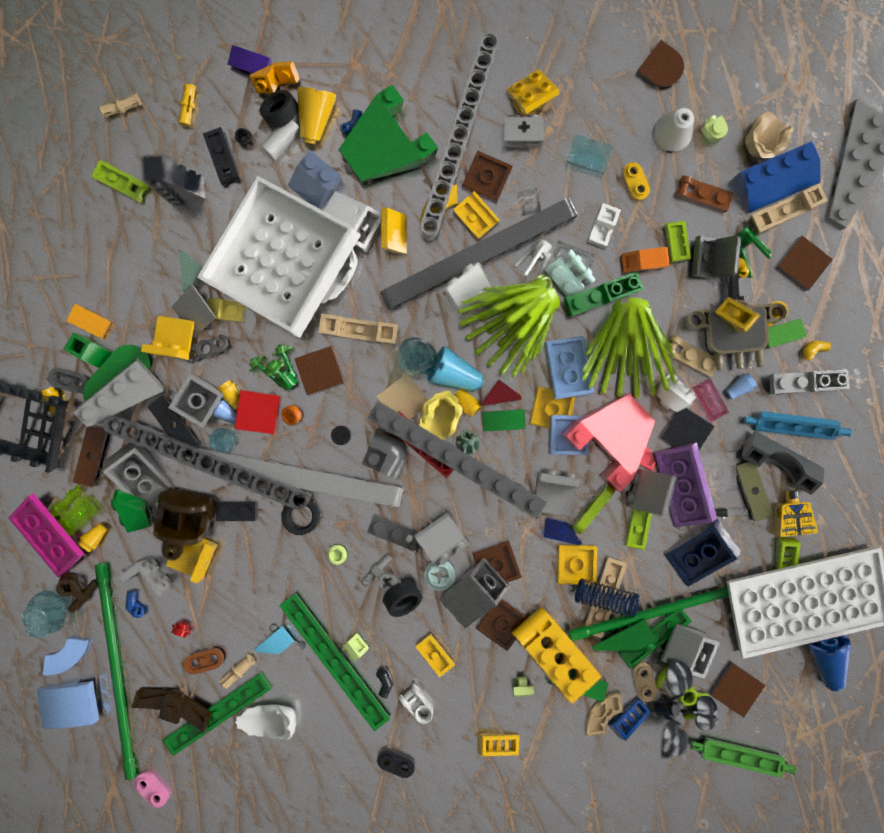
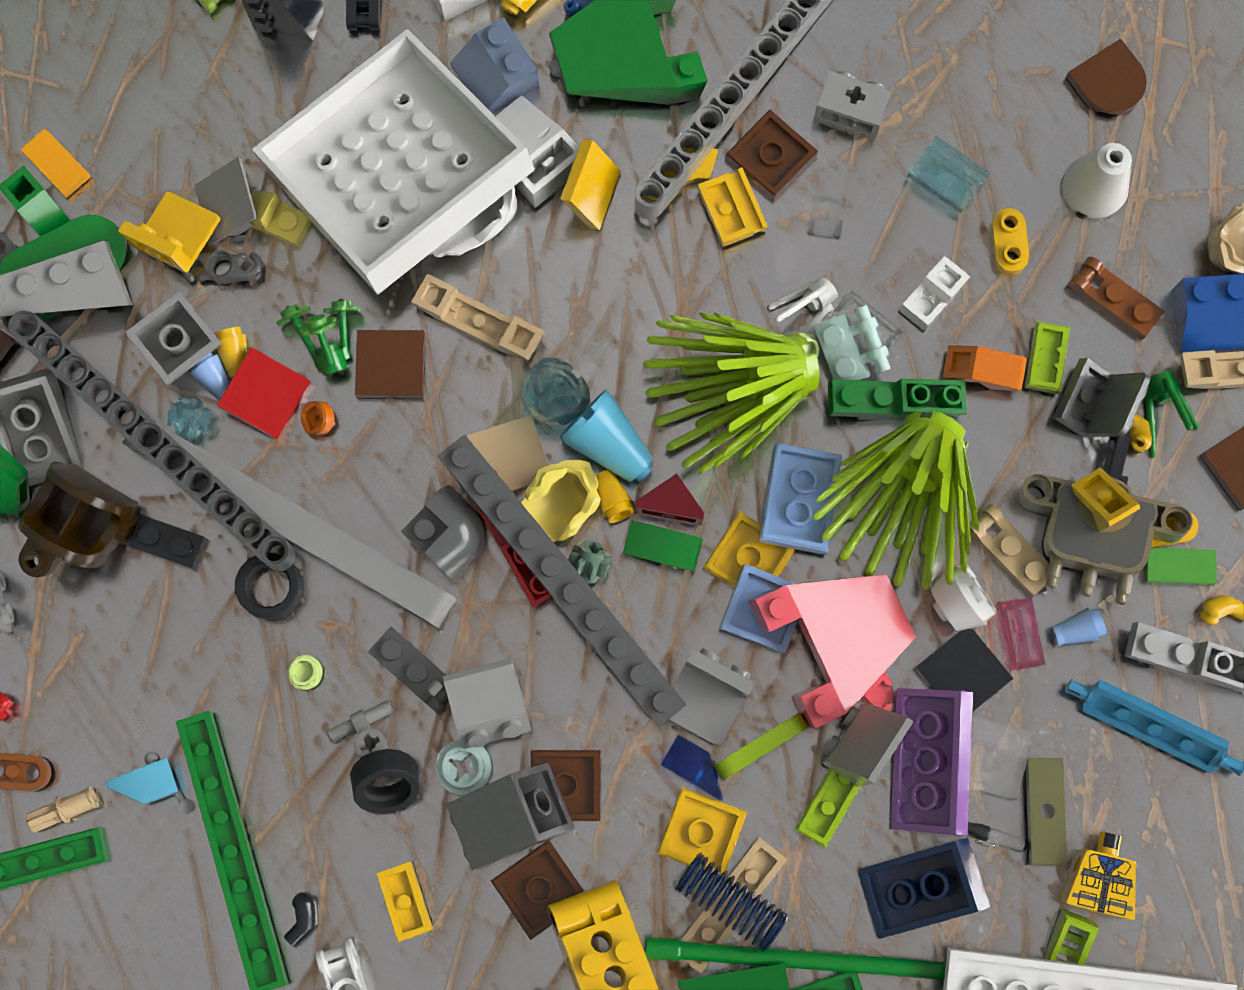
camera: 20 degrees right, 10 degrees down
(166, 416) = (117, 350): black tile -> none
(189, 271) = (243, 137): sand green slope -> none
(194, 560) = (67, 595): yellow bracket -> none
(268, 721) = (79, 913): white hair -> none
(340, 435) = (385, 479): black tile -> none
(355, 647) = (275, 838): yellowish green tile -> none
(467, 286) = (679, 296): white slope -> none
(478, 253) = (714, 267): dark grey beam -> none
(532, 92) = (887, 49): yellow plate -> none
(714, 129) = (1164, 202): yellowish green plate -> none
(803, 472) = (1139, 806): dark grey arch -> none

